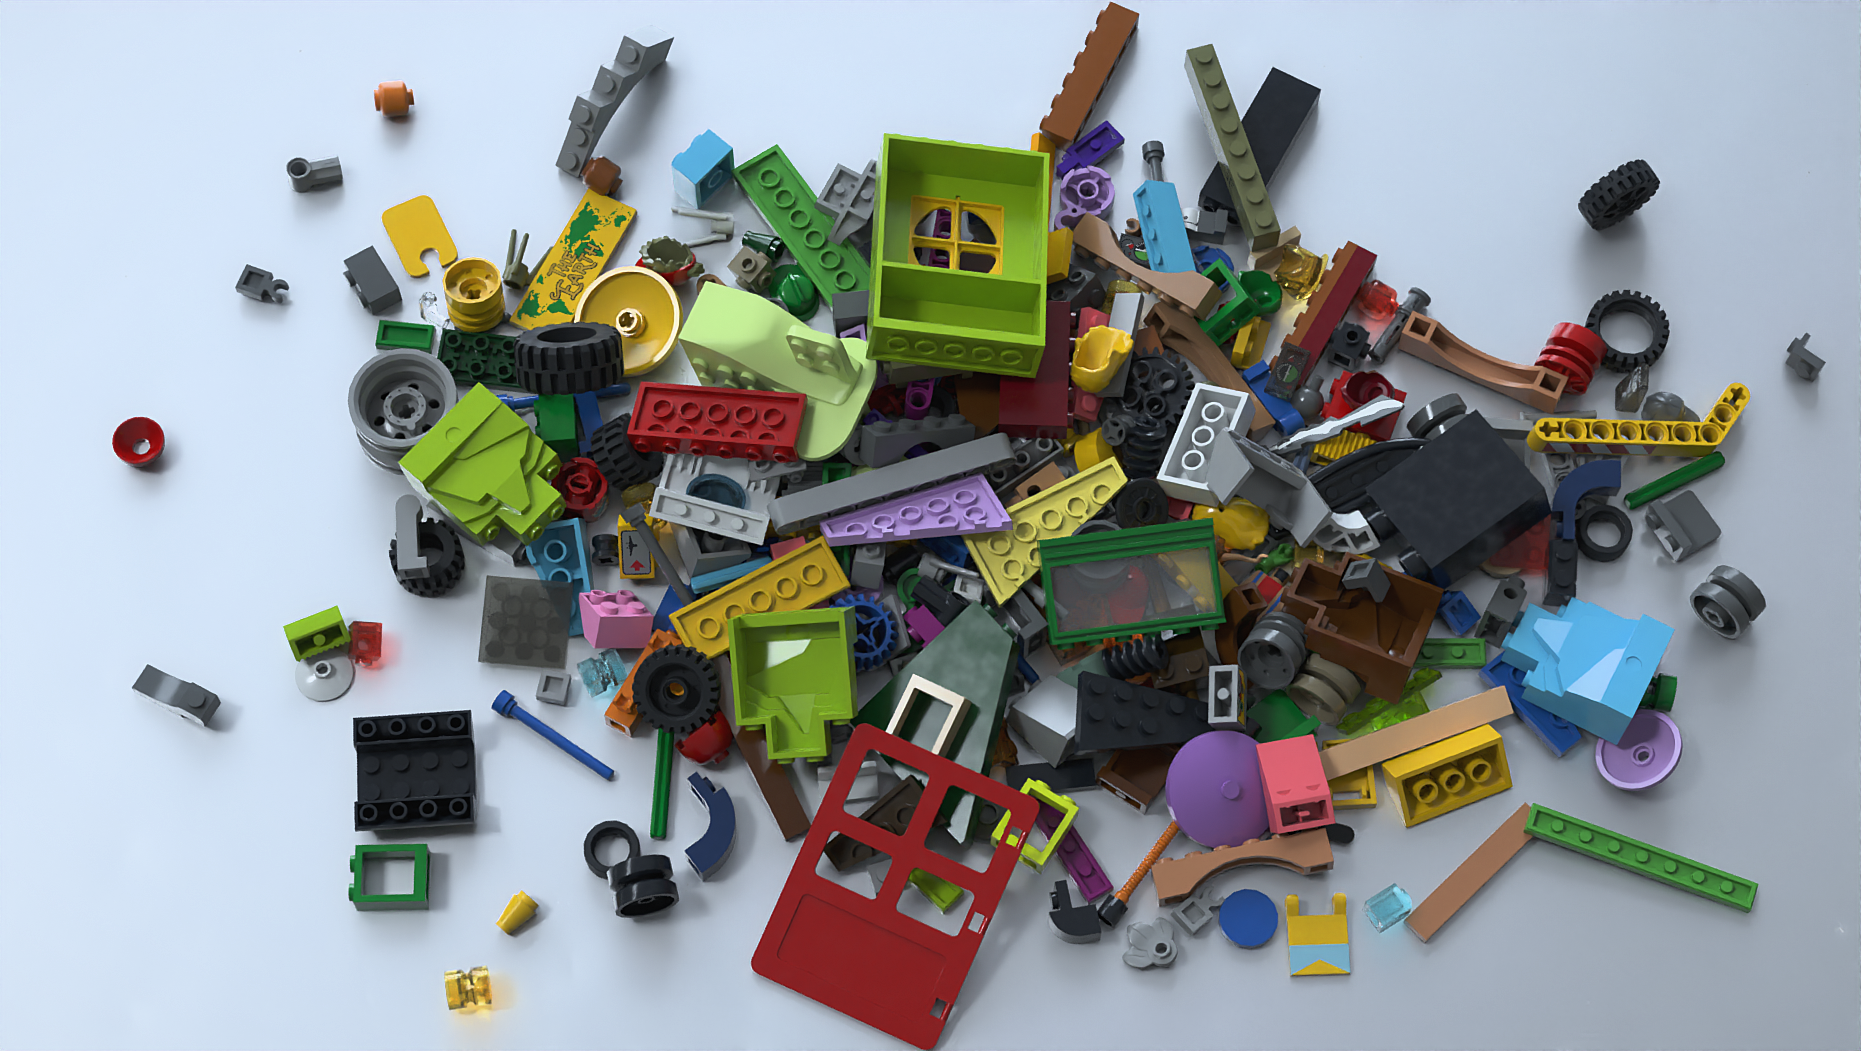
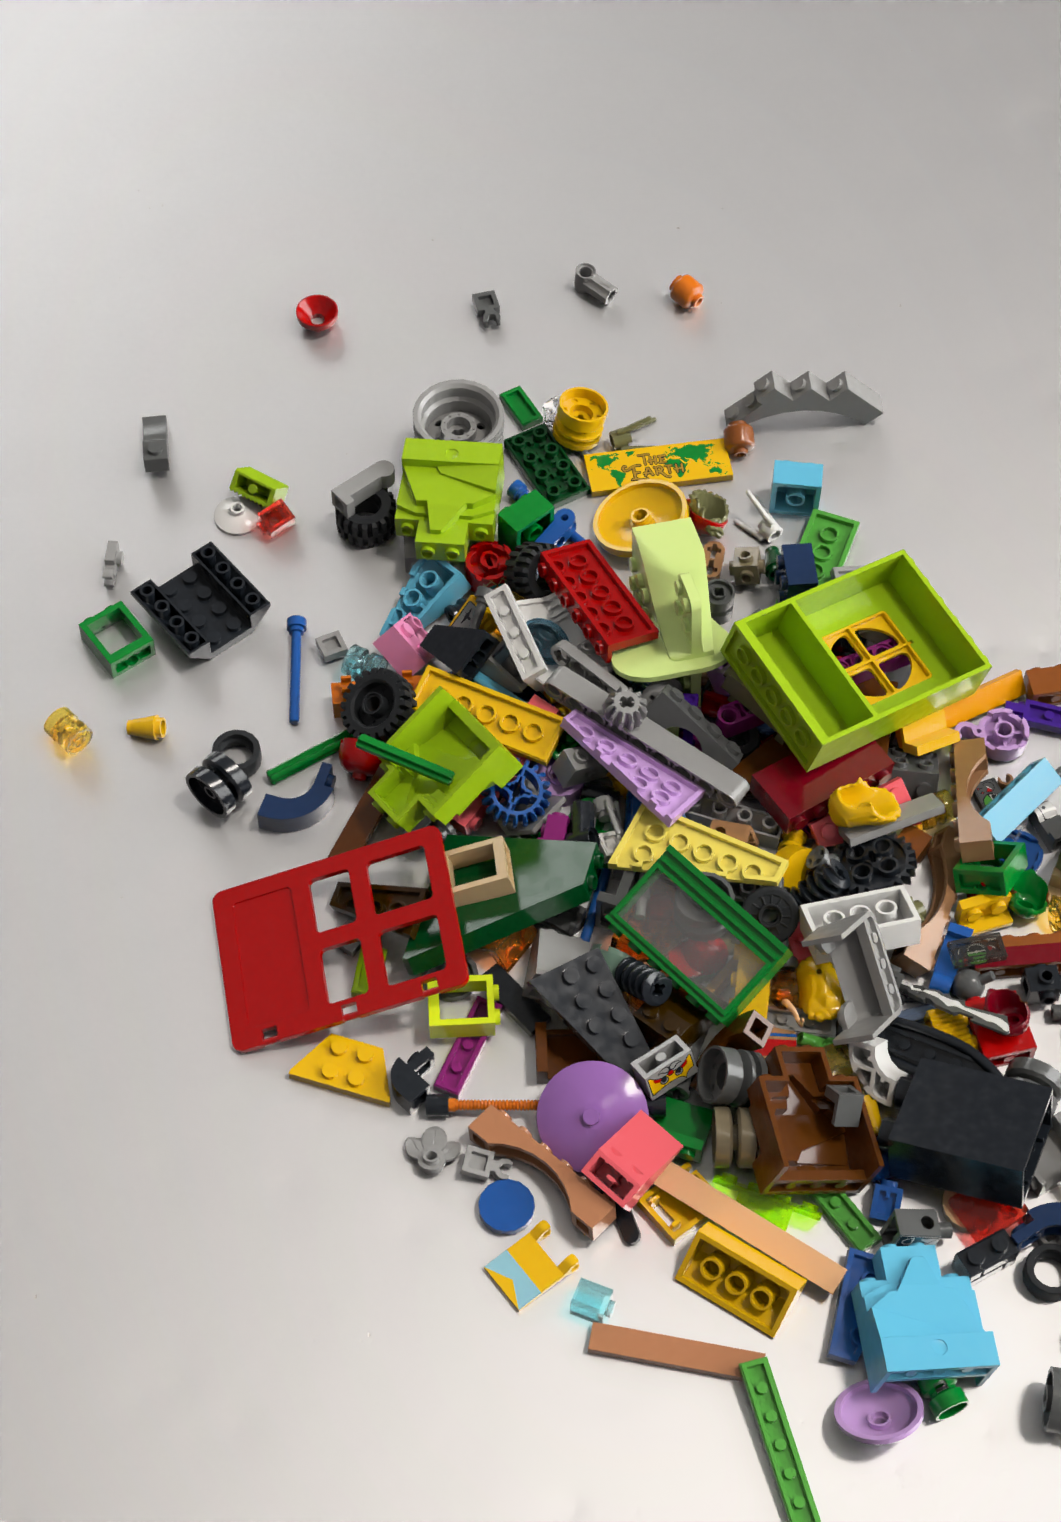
camera: 55 degrees right, 10 degrees down
(292, 822) = (113, 559): none -> light grey plate
(372, 280) = (543, 362): dark grey brick -> none
(416, 228) = (604, 365): yellow piece -> none
(526, 622) = (364, 598): clear smoke plate -> none
(568, 358) = (572, 490): black tyre -> none
(674, 577) = (460, 648): none -> black slope
(764, 487) = (571, 657): none -> light grey beam
(768, 703) = (405, 759): none -> green axle
(795, 291) = (753, 598): green piece -> none
(811, 239) = (795, 570): none -> dark blue brick
(864, 788) = (404, 871): white panel -> none
(875, 476) = (625, 709): none -> light grey gear
(1018, 964) = (346, 1068): none -> yellow wing

